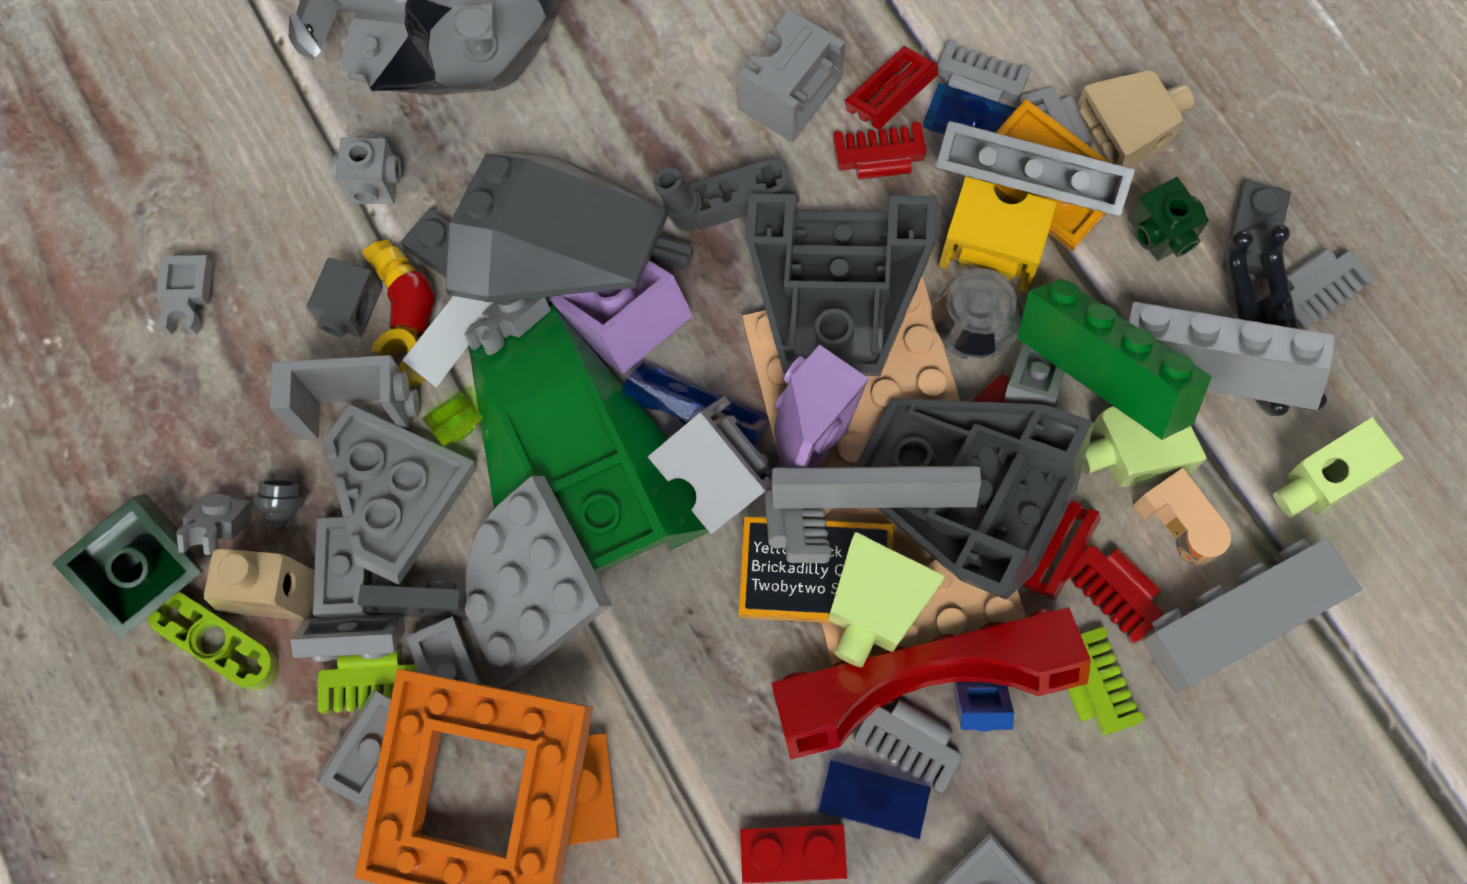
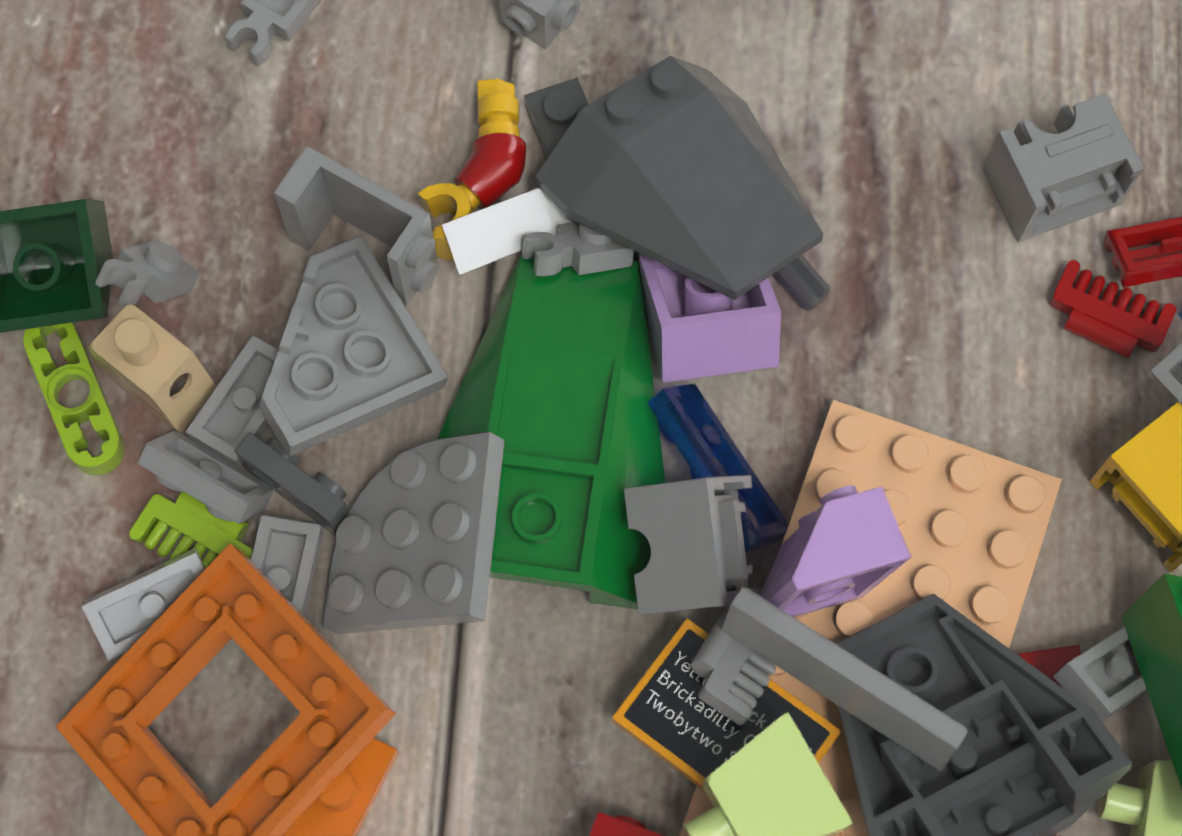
camera: 30 degrees right, 0 degrees up
(278, 501) = (226, 291): dark grey plate -> none
(344, 298) = (427, 120): dark grey brick -> none
(453, 419) = (455, 319): clear neon green plate -> none
(686, 202) = (940, 268): dark grey beam -> none
(839, 274) = (963, 423): dark grey wedge -> none
(976, 314) = (1093, 561): clear cone -> none

